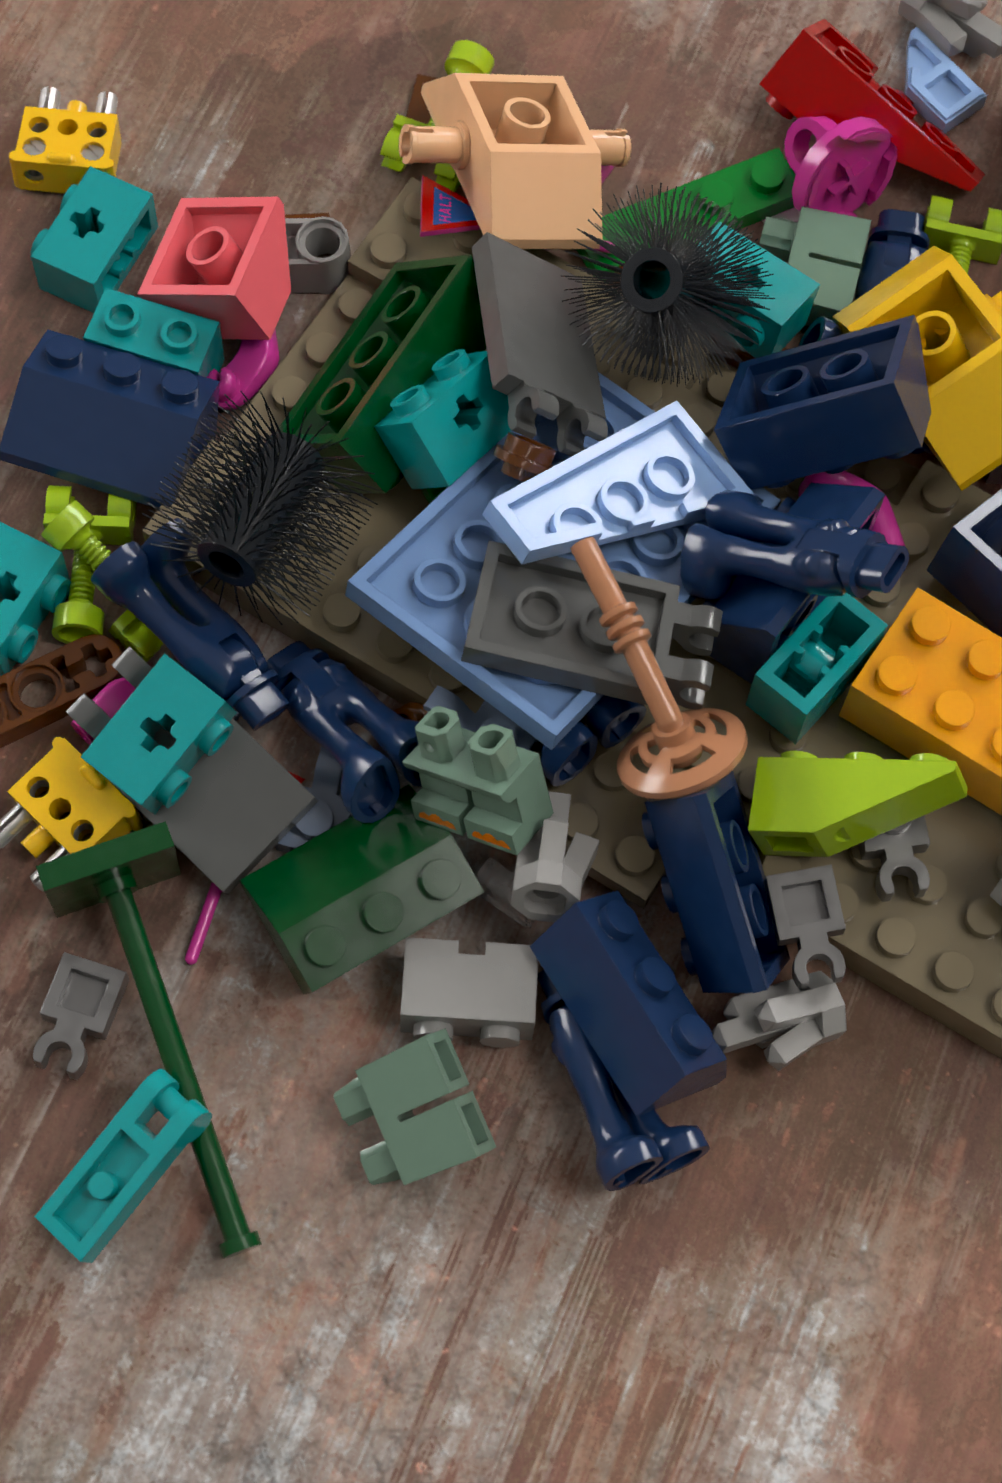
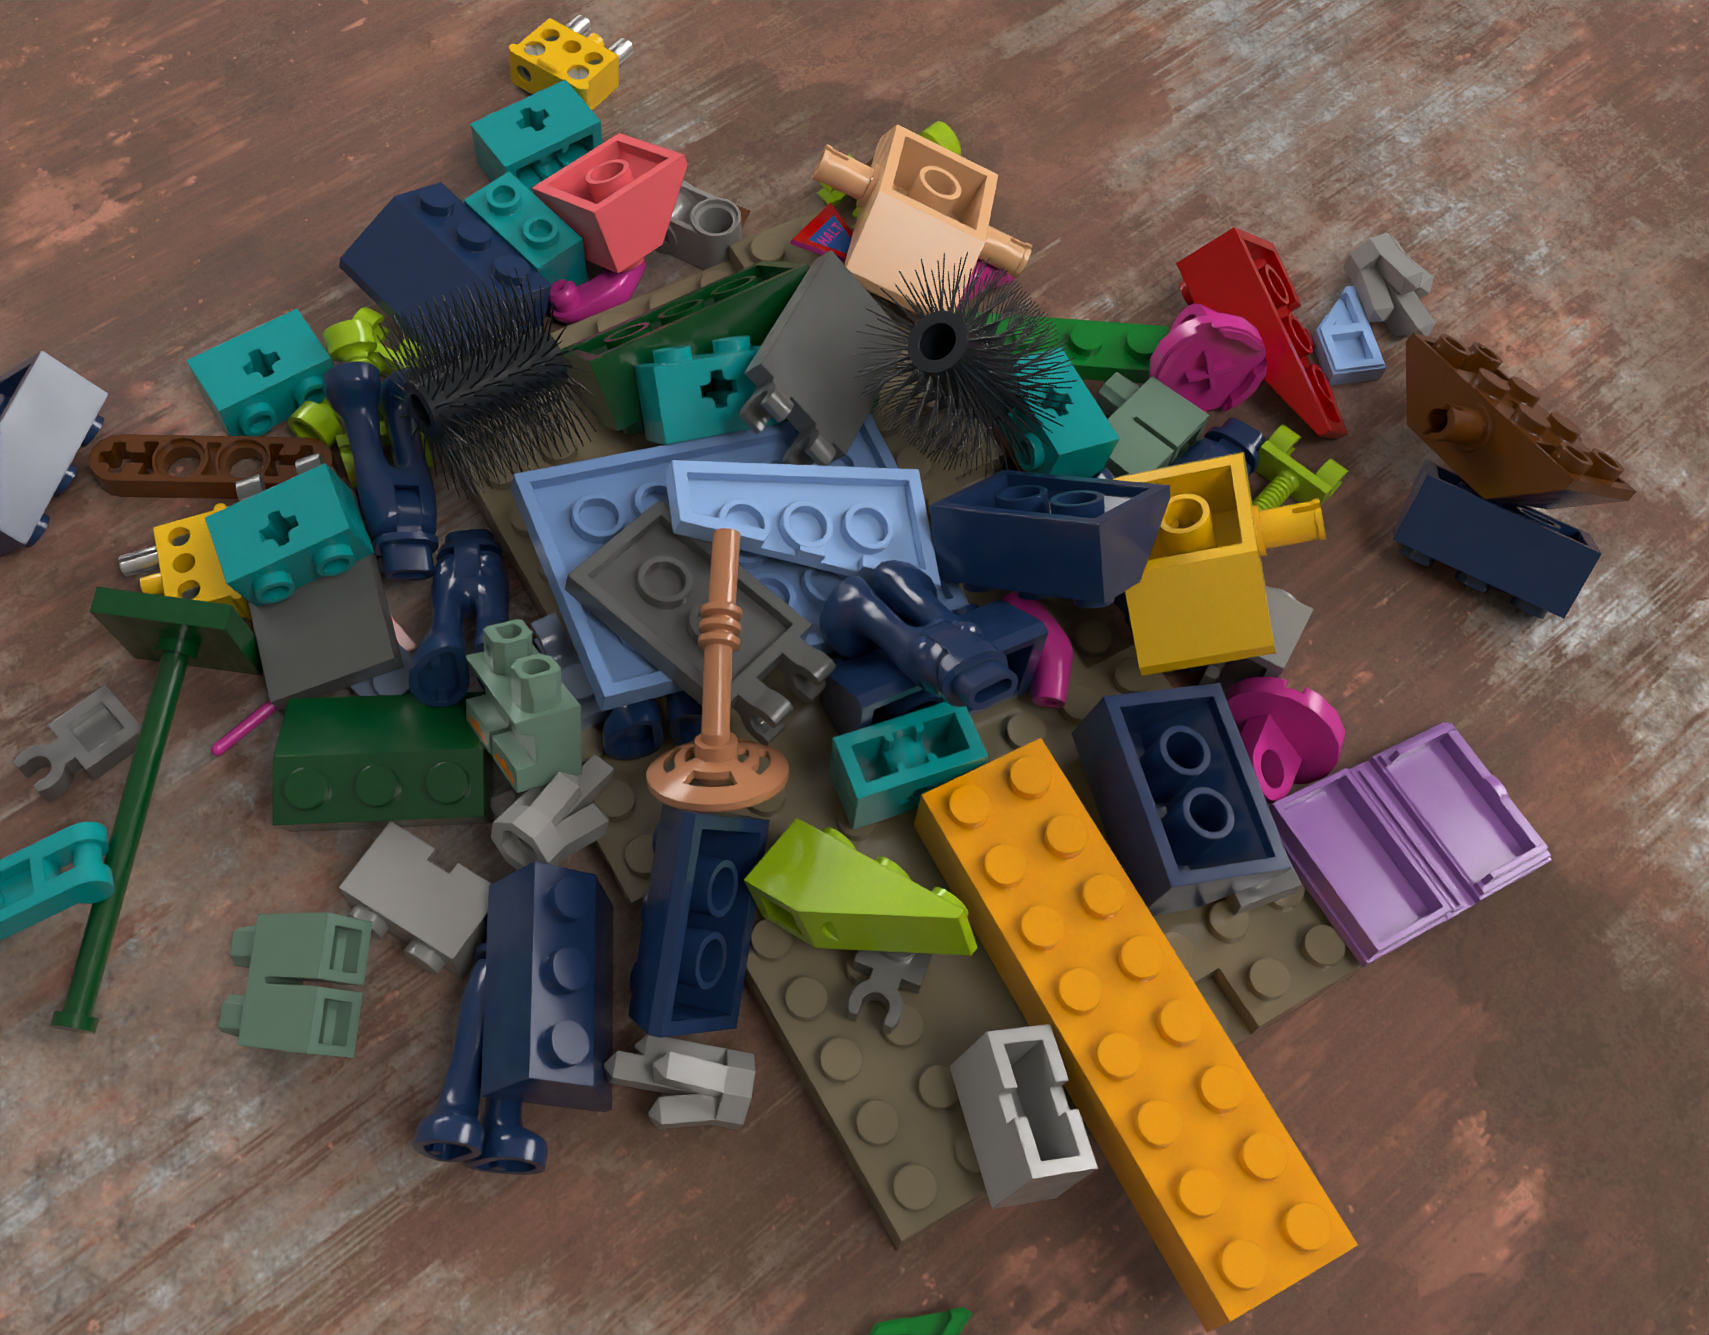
camera: 25 degrees right, 5 degrees down
(524, 457) = (744, 445): reddish brown plate -> none
(807, 912) = (760, 990): flat silver plate -> none

